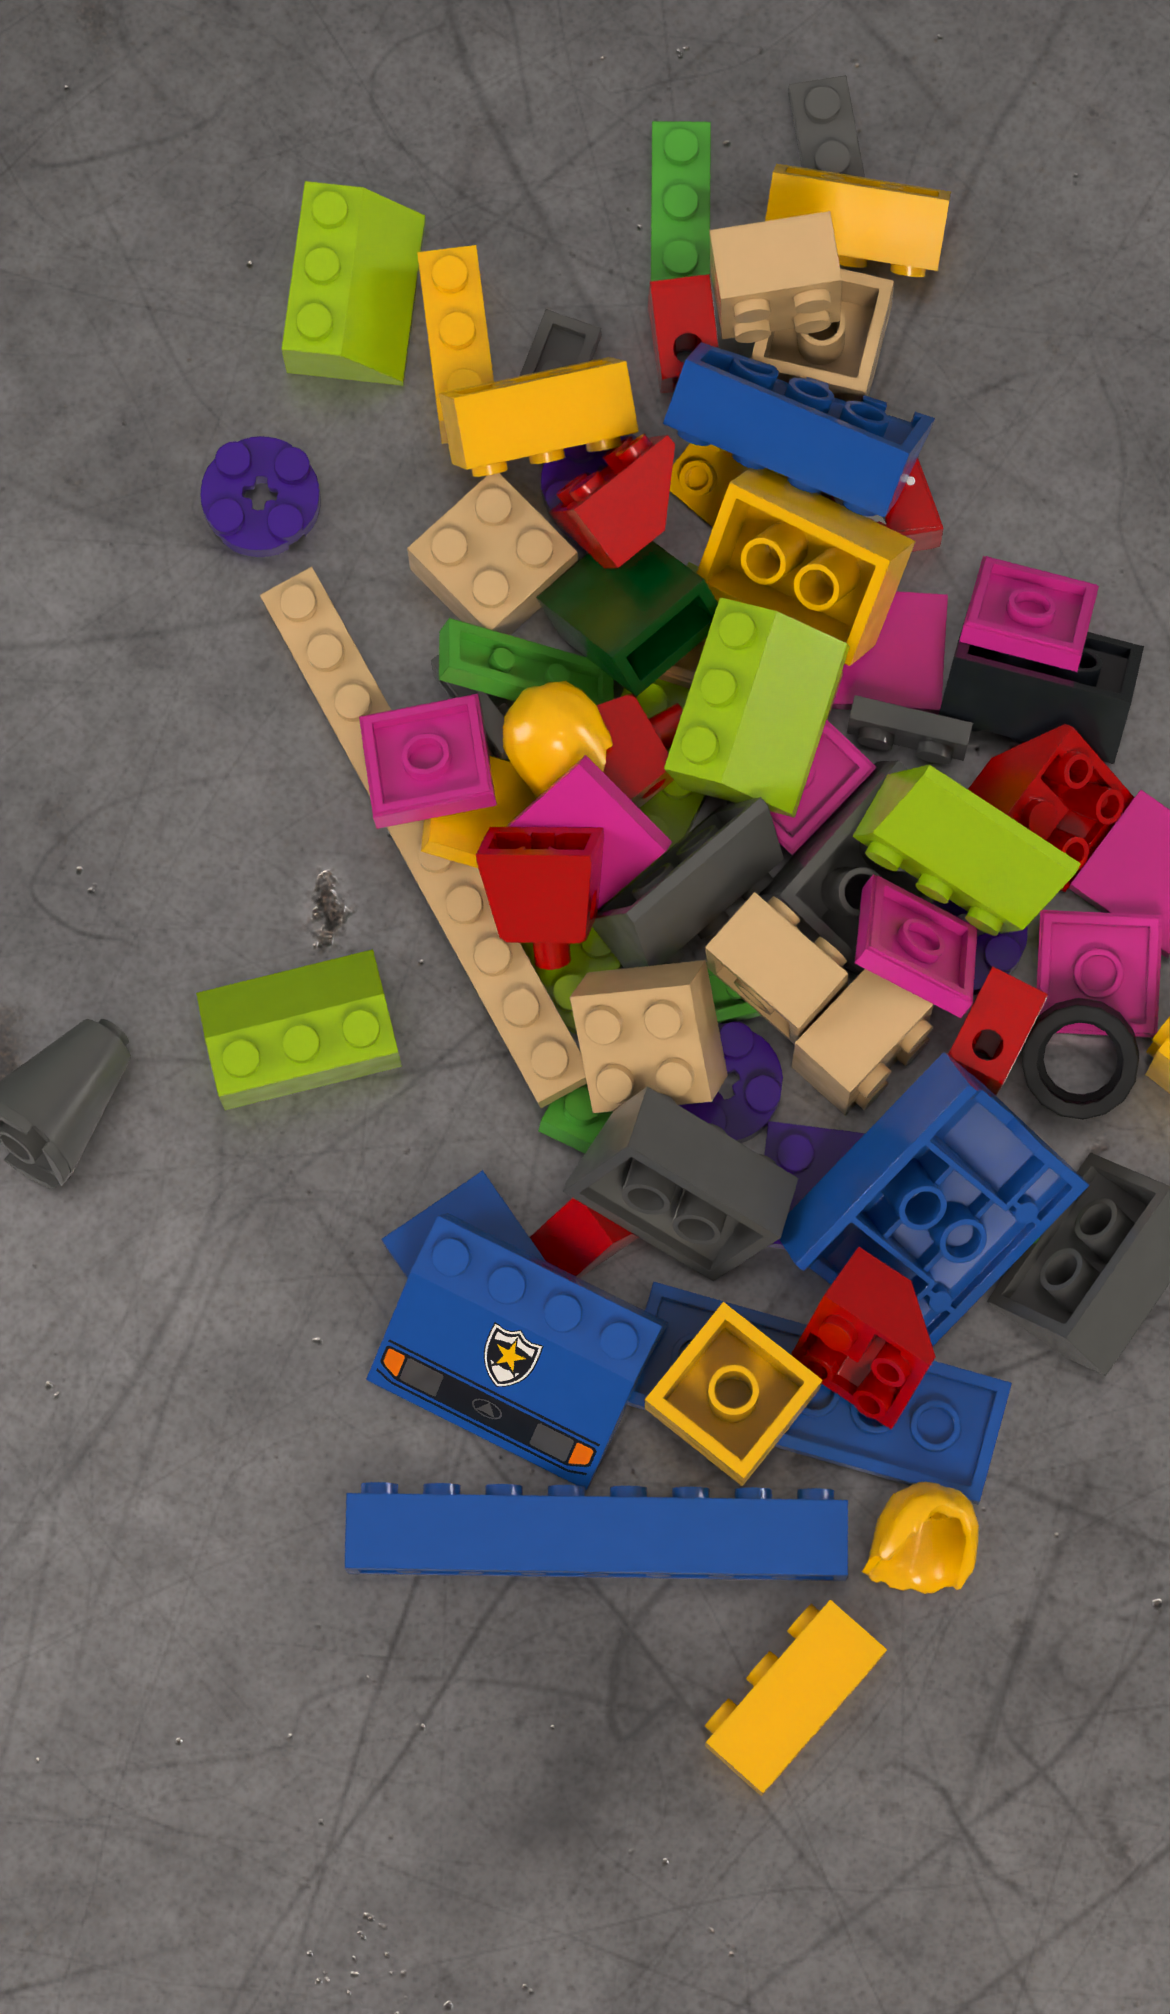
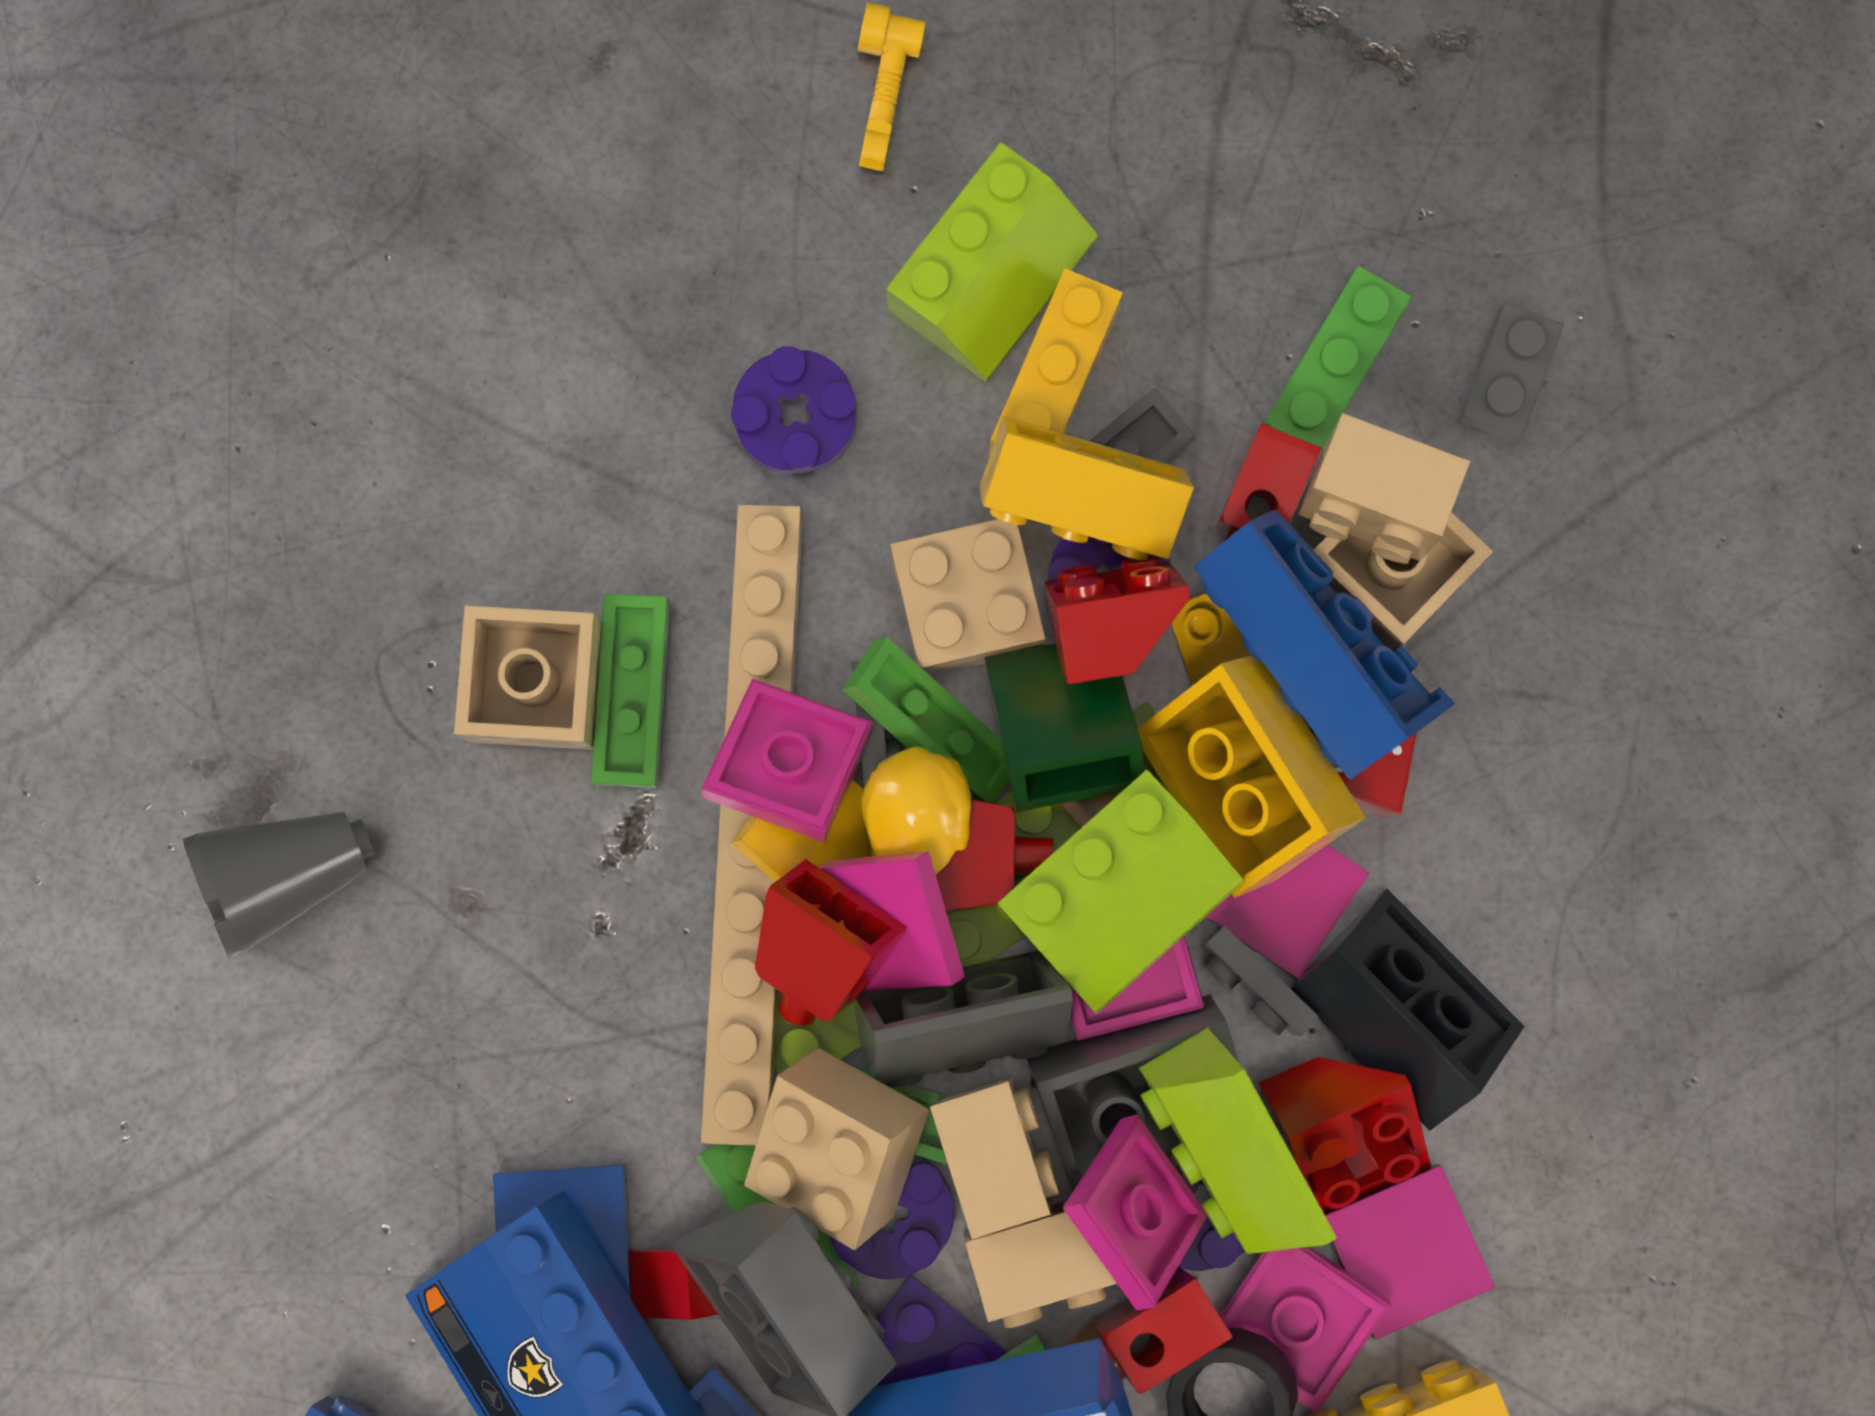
camera: 30 degrees right, 5 degrees up
(162, 152) = (892, 39): none -> yellow brick
(175, 823) = (528, 677): none -> tan brick
(261, 792) = (630, 691): none -> bright green plate
(298, 1030) = (532, 930): lime slope -> none
(868, 216) = (1509, 475): yellow brick -> none
(1029, 613) = (1434, 940): dark pink tile -> none

